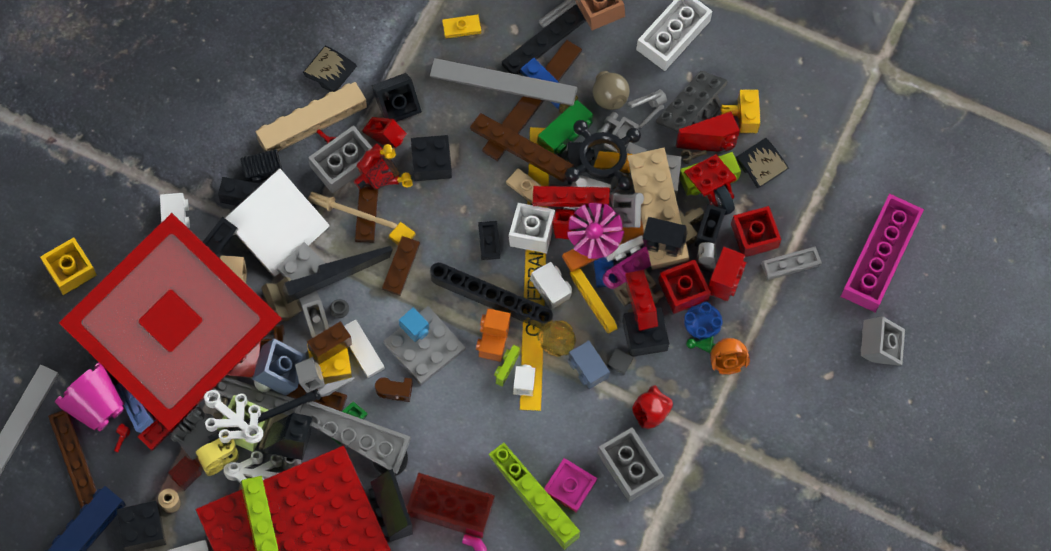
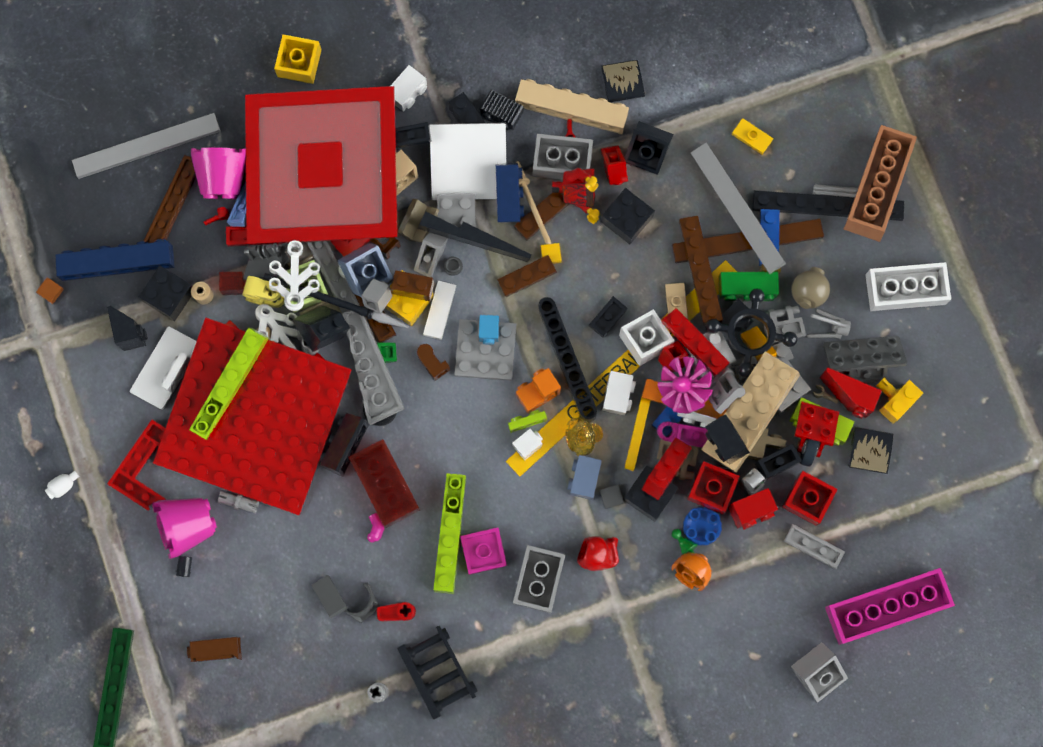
camera: 50 degrees right, 10 degrees up
(329, 217) = (509, 192): none -> dark blue brick

